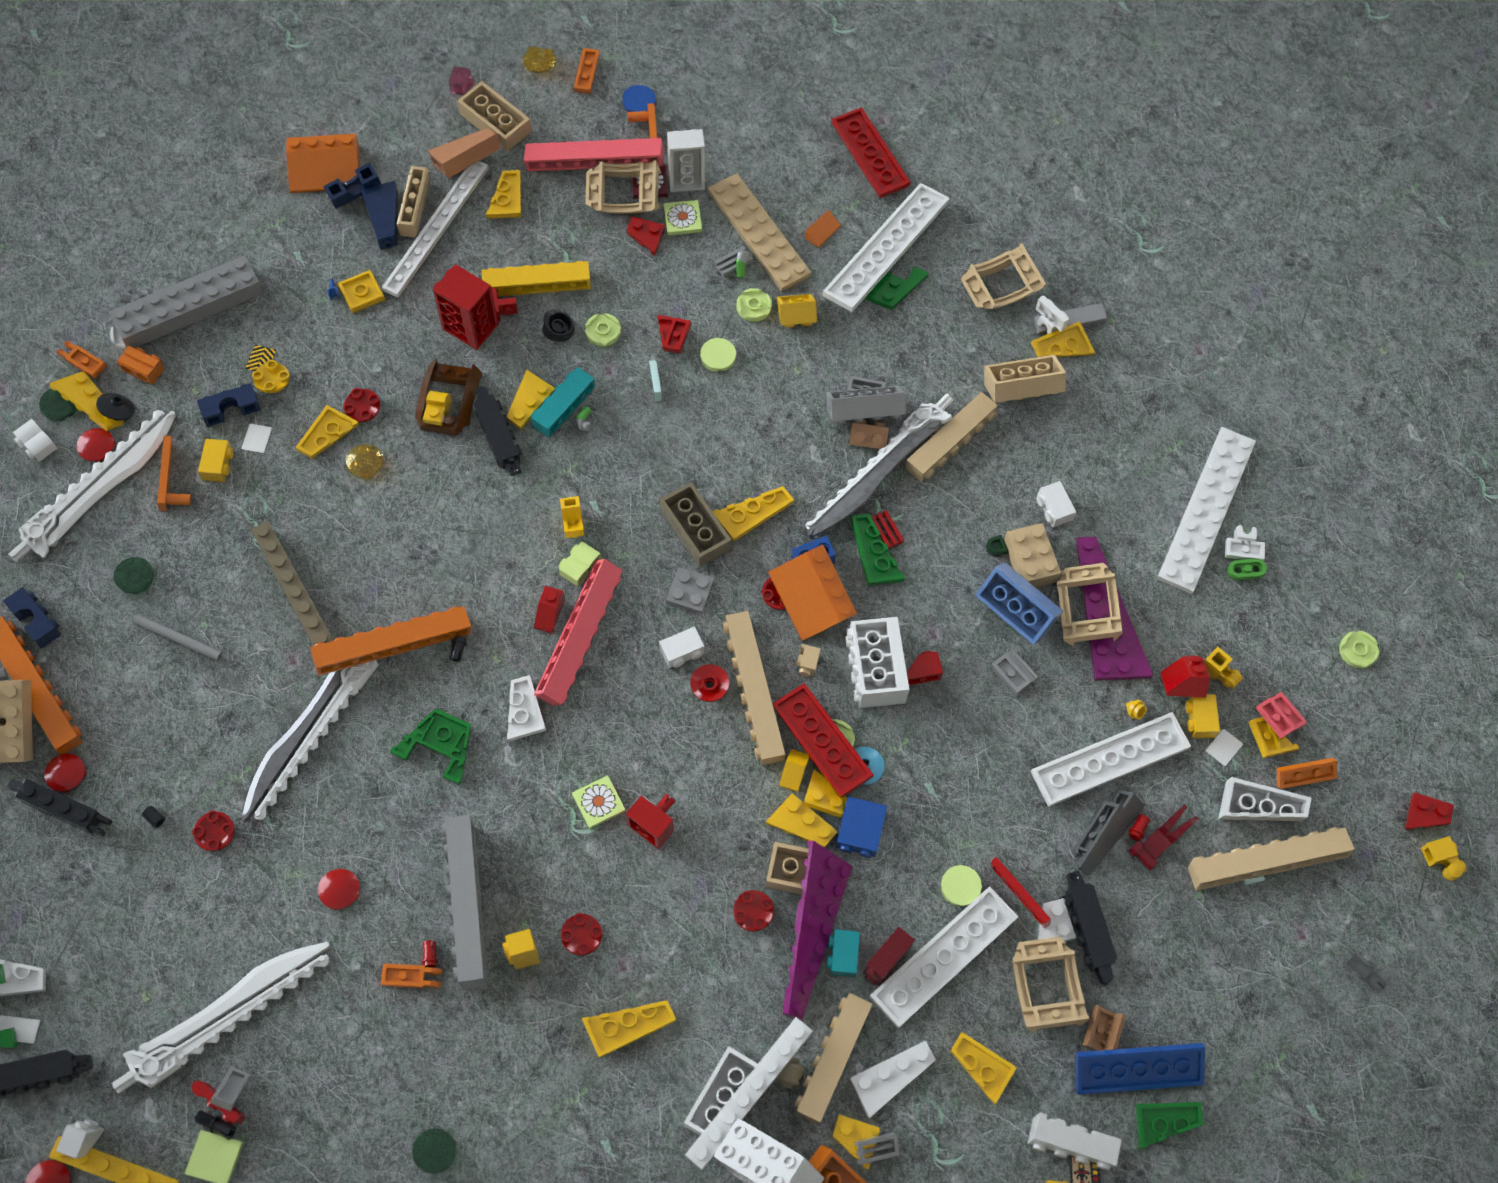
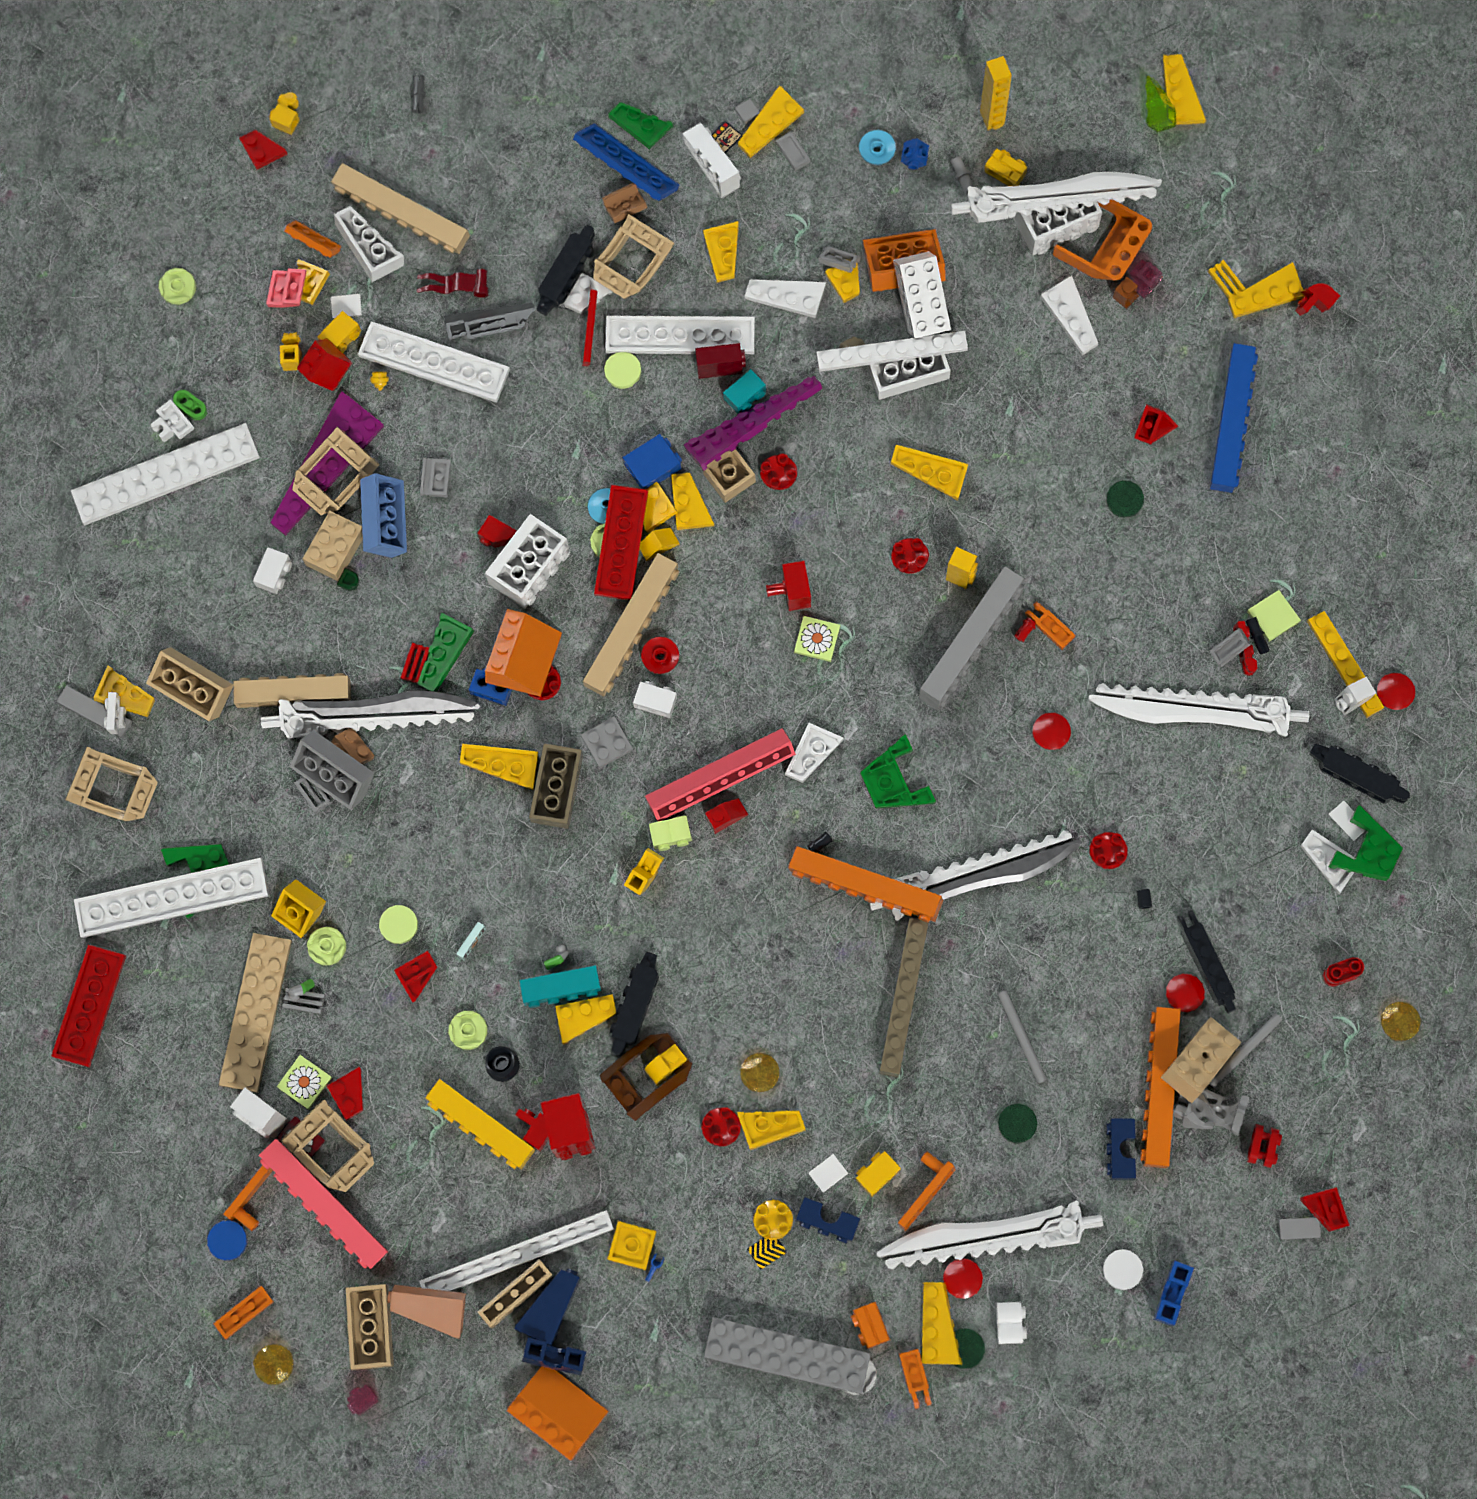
camera: 130 degrees left, 10 degrees up
(115, 406) = (927, 1302): black dish -> none
(507, 197) = (430, 1234): yellow wing -> none
(808, 660) = (573, 610): tan brick -> none
(822, 229) = (203, 966): orange slope -> none
(833, 1059) = (814, 334): tan brick -> none
(1139, 827) = (464, 303): red pin -> none

